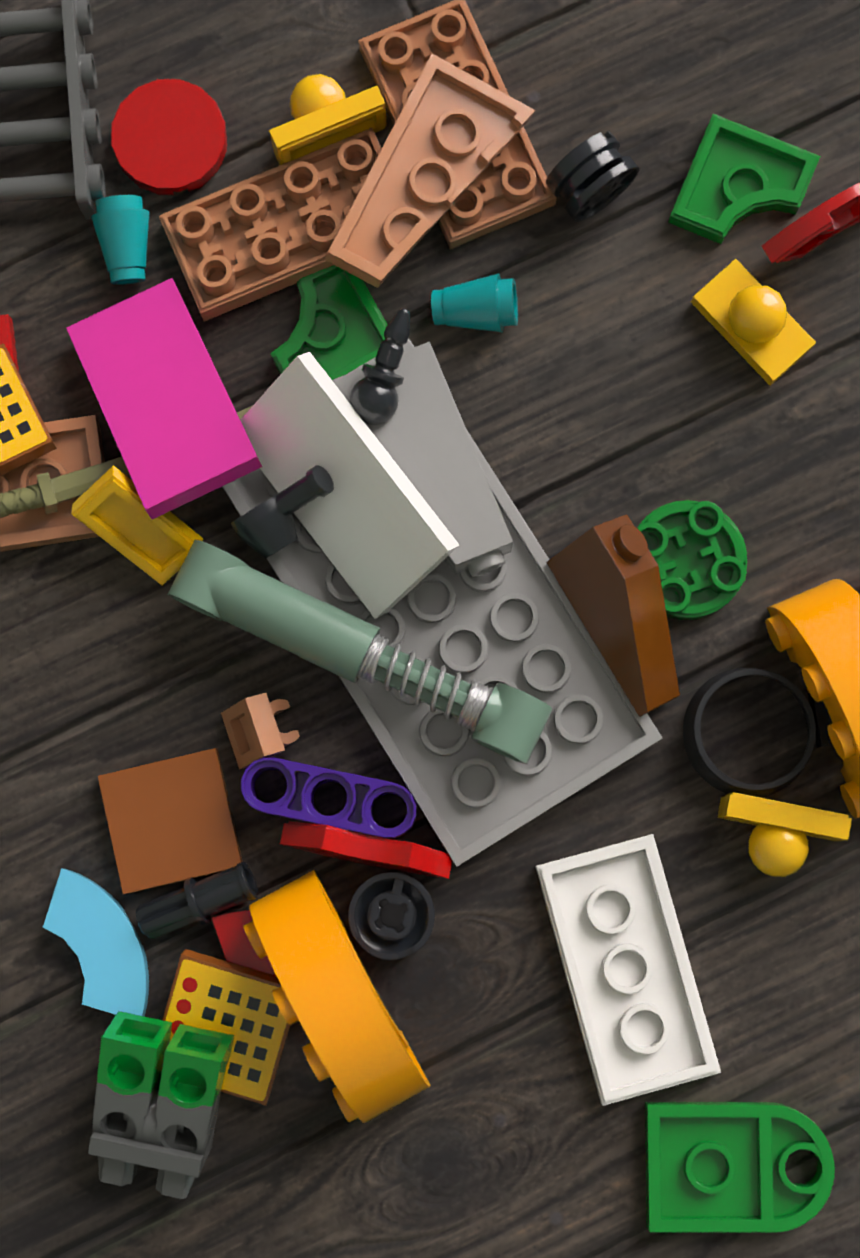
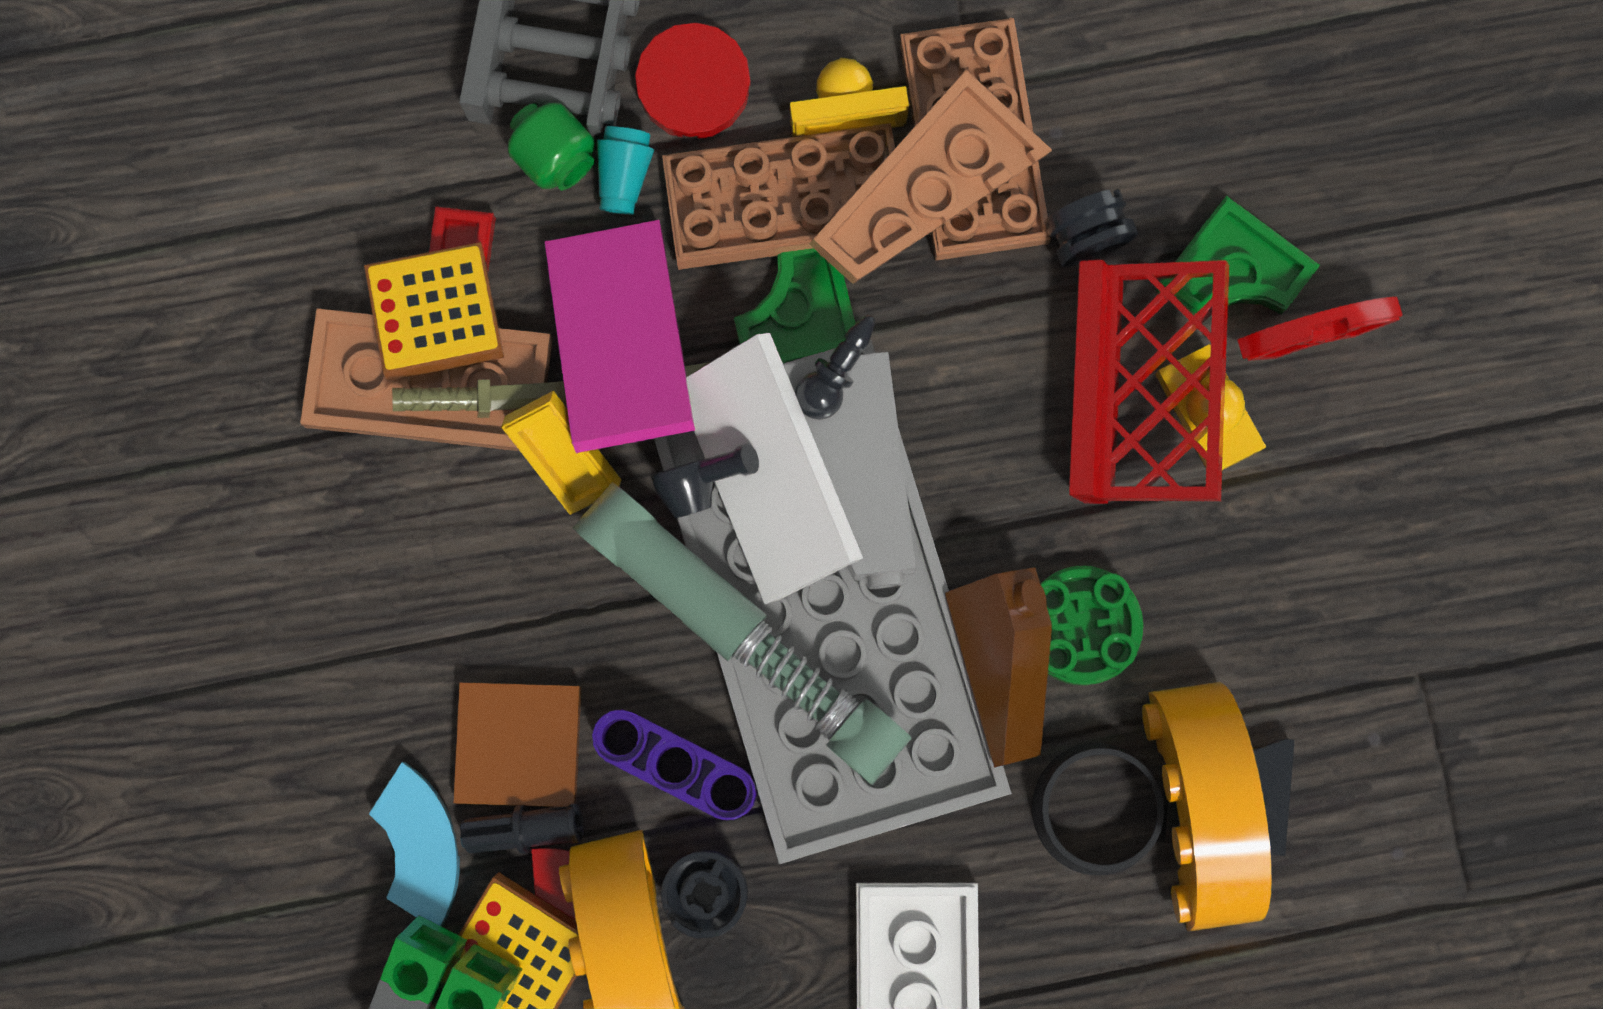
camera: 15 degrees right, 0 degrees up
(47, 233) = (550, 146): none -> green head
(254, 729) = (621, 679): nougat tile -> none
(366, 849) = (697, 823): red tile -> none
(477, 304) = (948, 323): teal cone -> none
(638, 319) = (1098, 389): none -> red fence
(779, 839) = (1098, 923): yellow tile -> none

